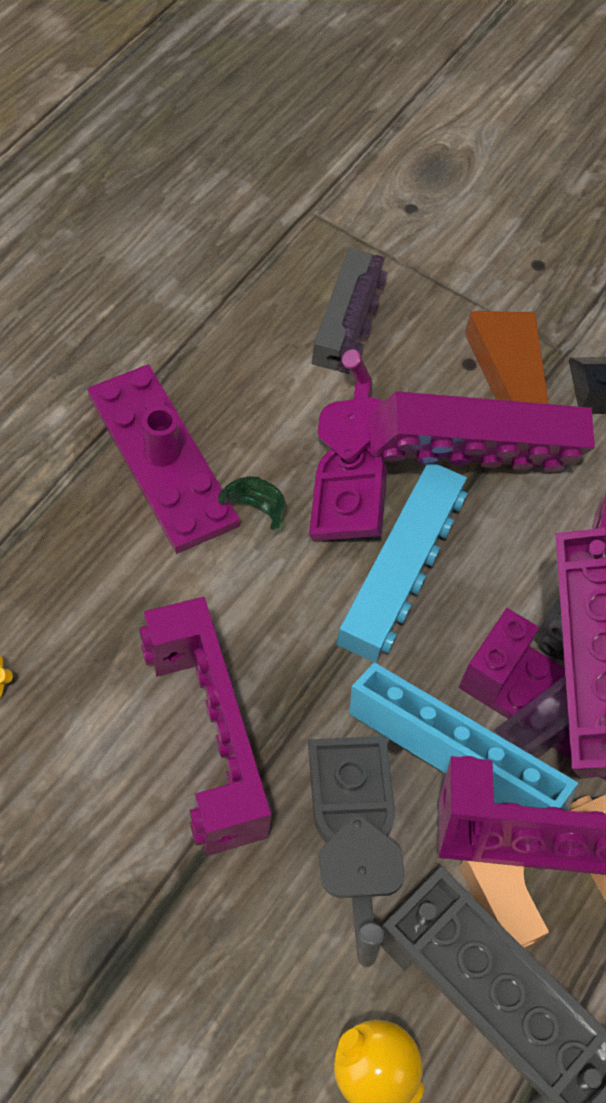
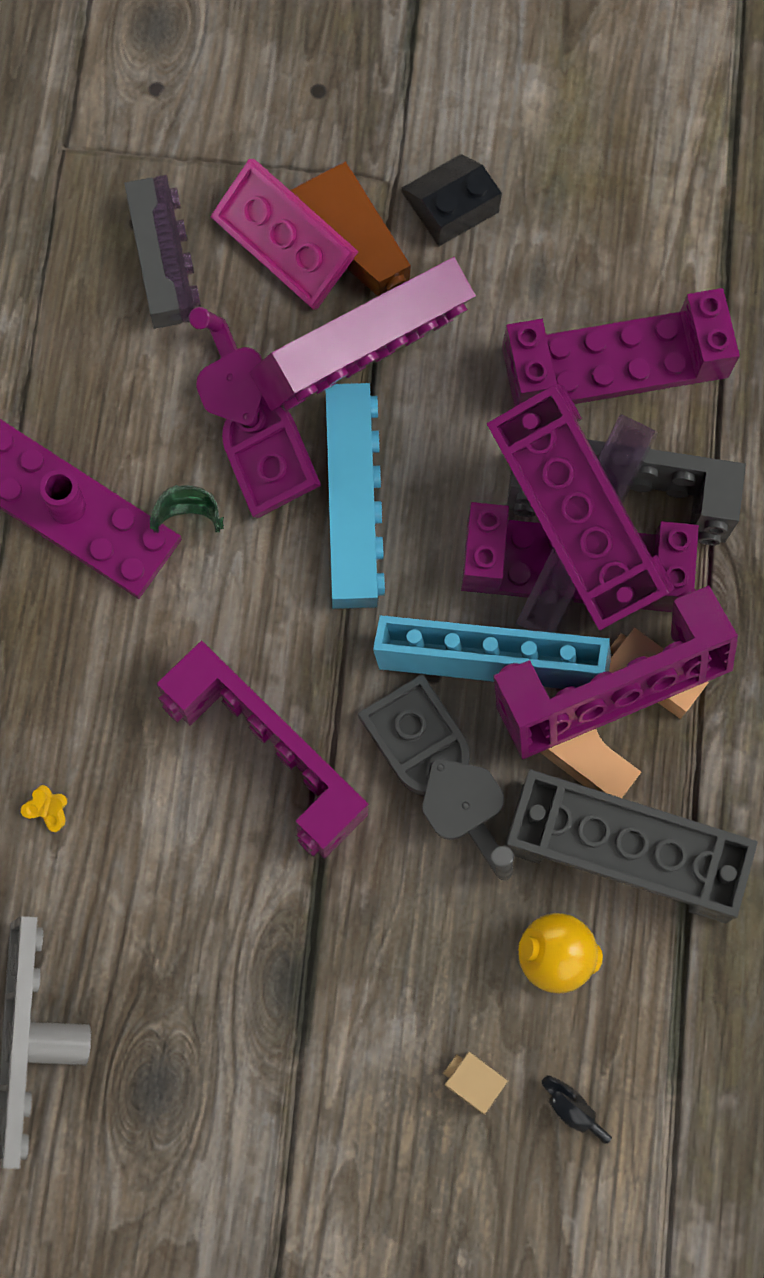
camera: 25 degrees left, 15 degrees up
(456, 339) = (283, 234): none -> dark pink tile

